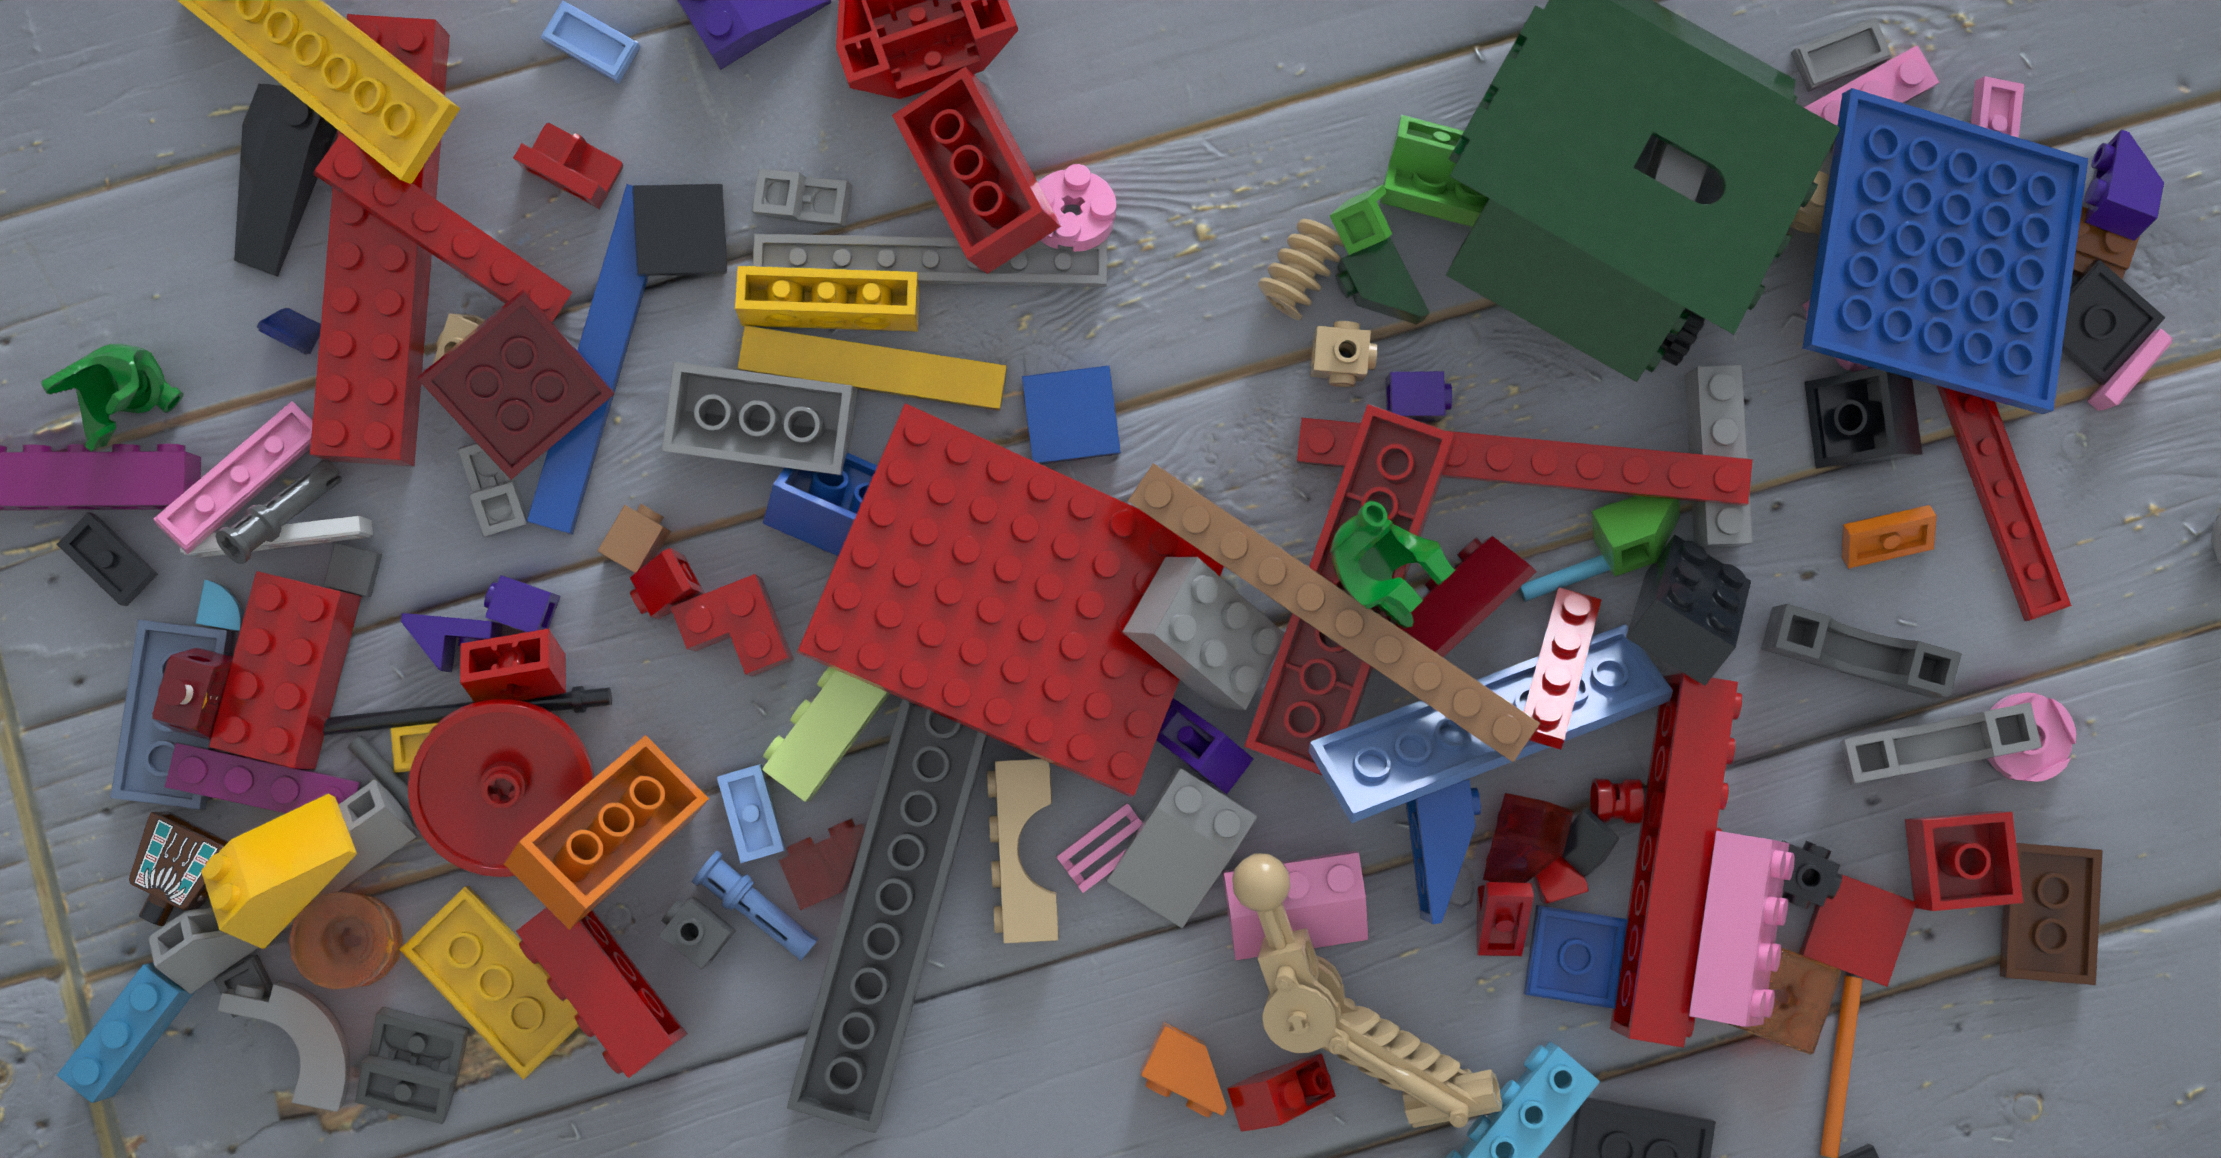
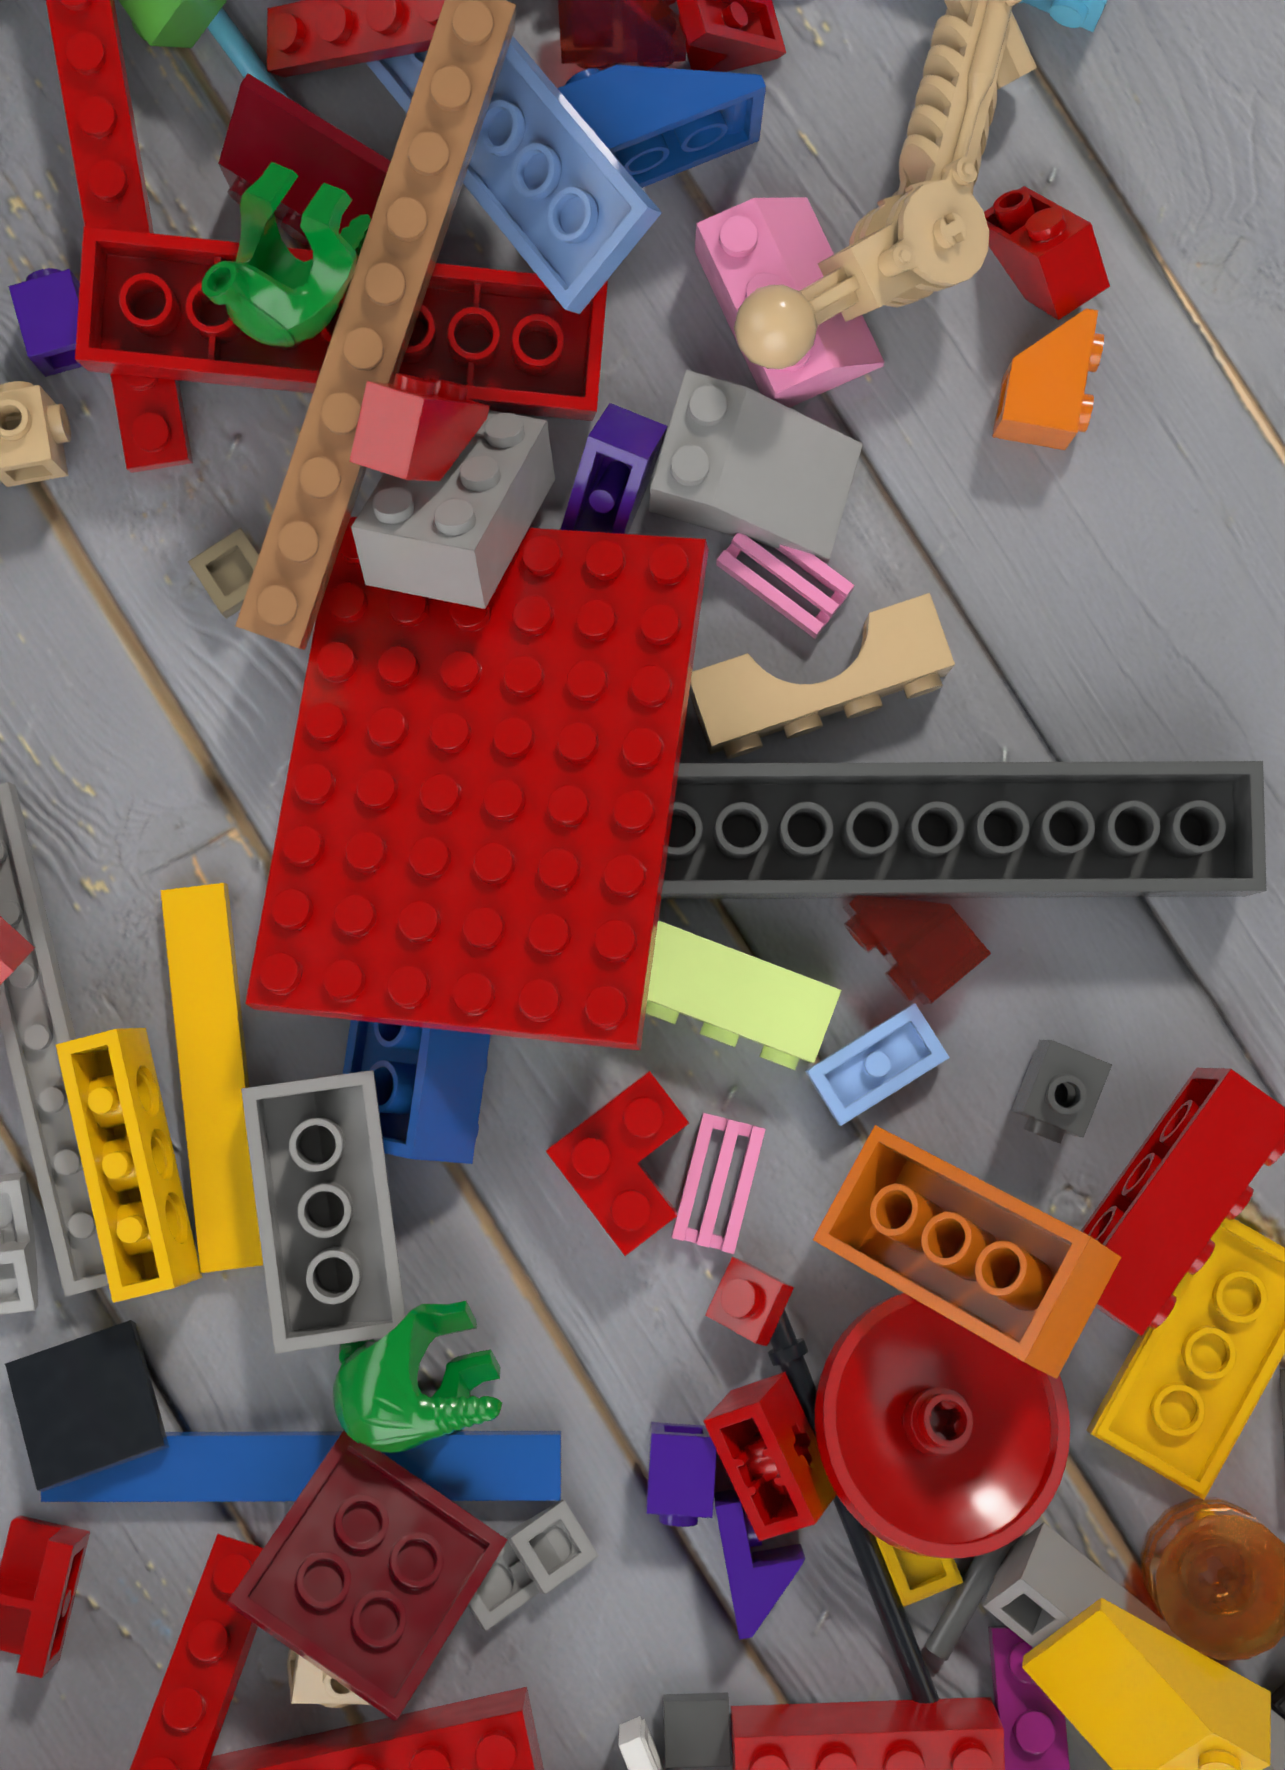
camera: 100 degrees left, 0 degrees up
(619, 682) = (749, 1301): none -> plate
(634, 537) = (542, 1338): medium nougat brick -> none
(635, 424) = (379, 1389): none -> green piece
(664, 583) = (596, 1277): red slope -> none
(671, 665) = (705, 1235): none -> bright pink tile
(738, 893) = (990, 1049): medium blue pin -> none
(1071, 415) = (206, 783): blue tile -> none
(1209, 469) = (227, 571): none -> dark tan plate
(1251, 618) = (415, 427): none -> red slope

